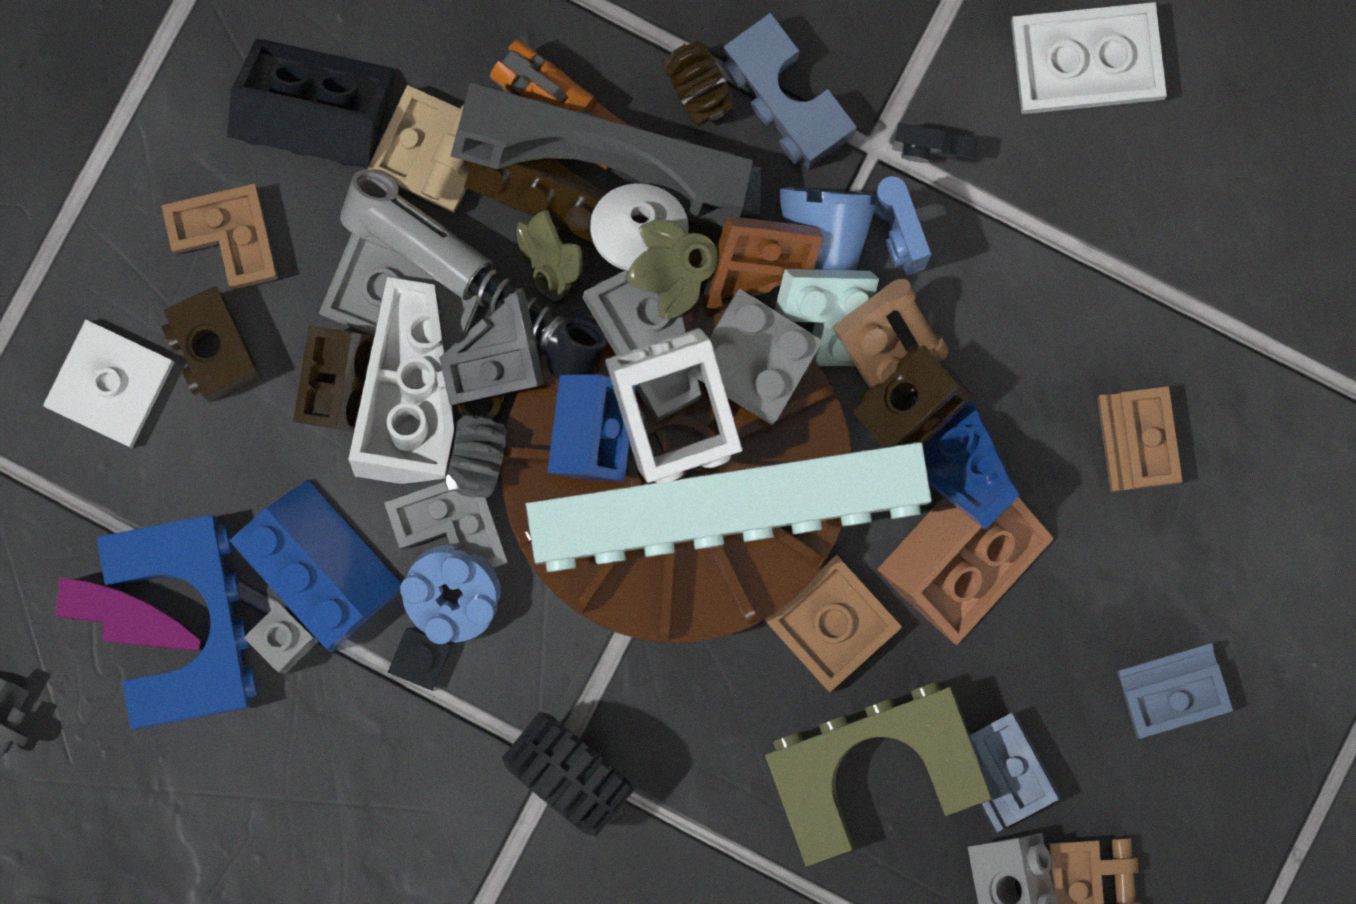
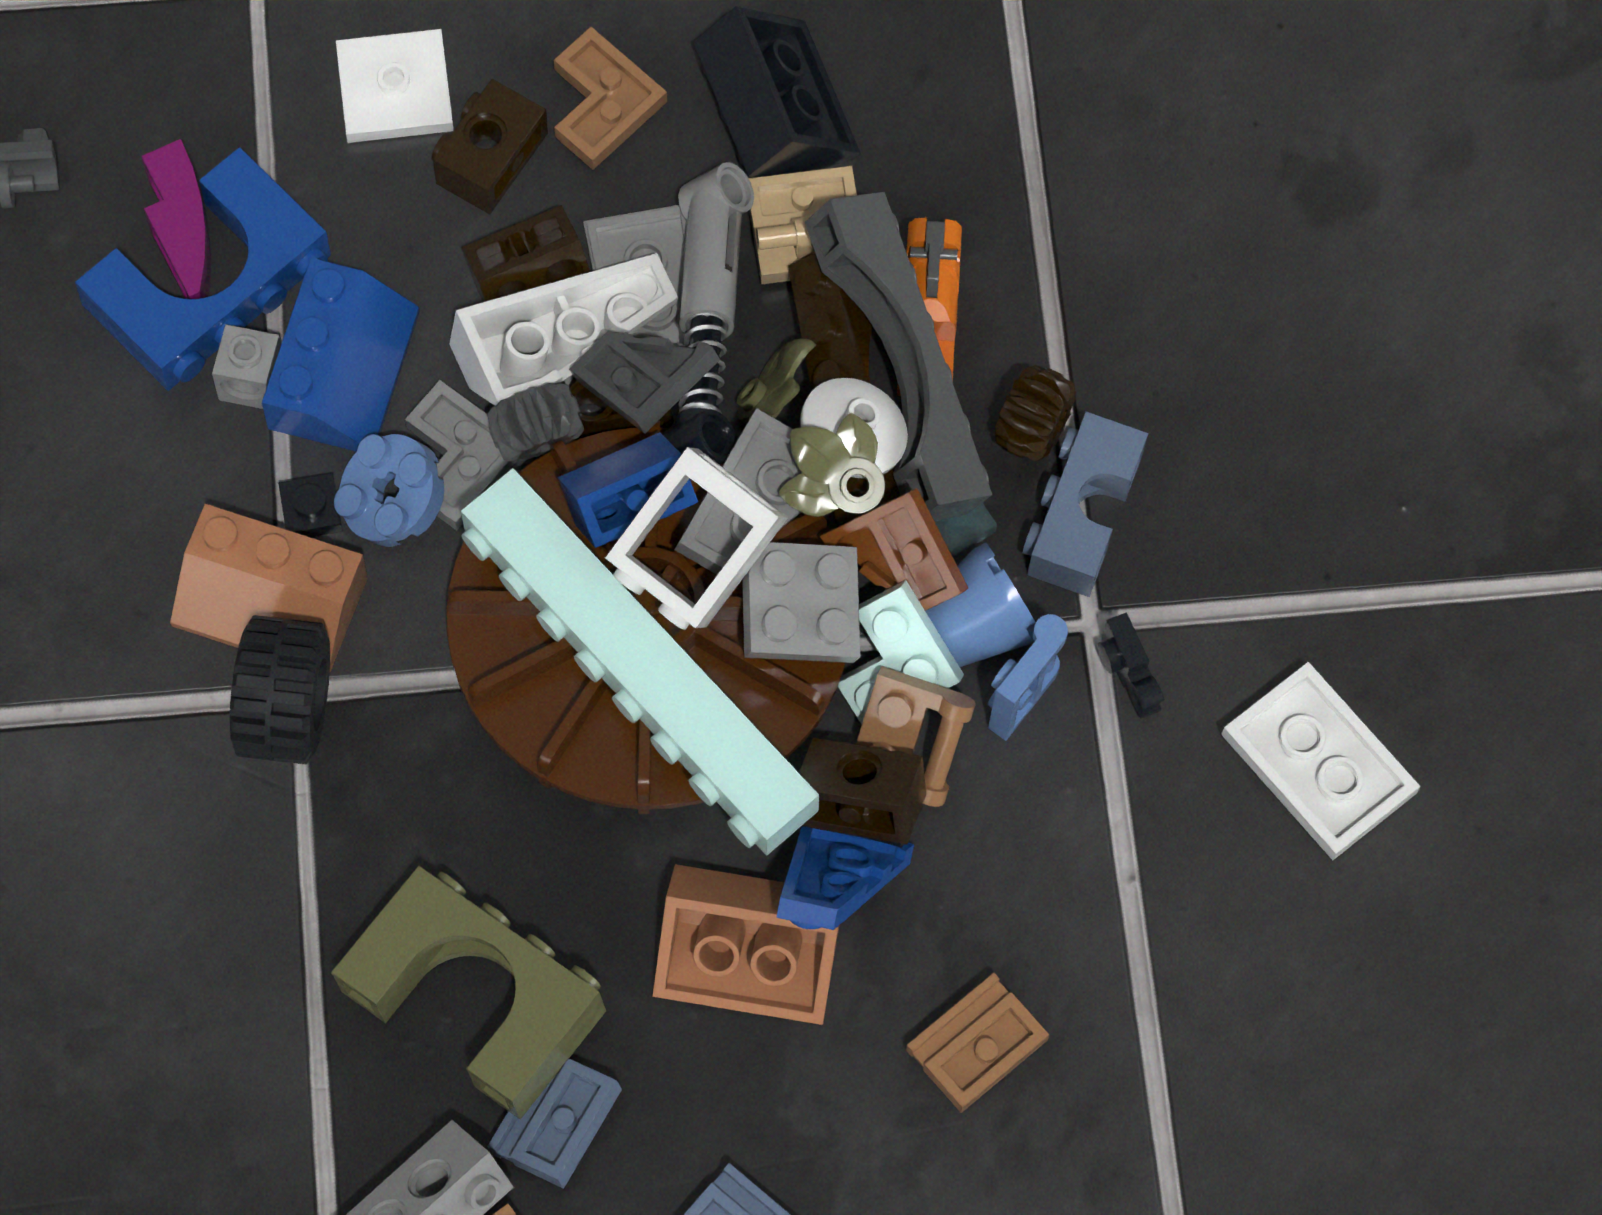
camera: 50 degrees right, 15 degrees down
(460, 736) = (254, 568): none -> nougat slope
(833, 624) = (594, 861): medium nougat plate -> none

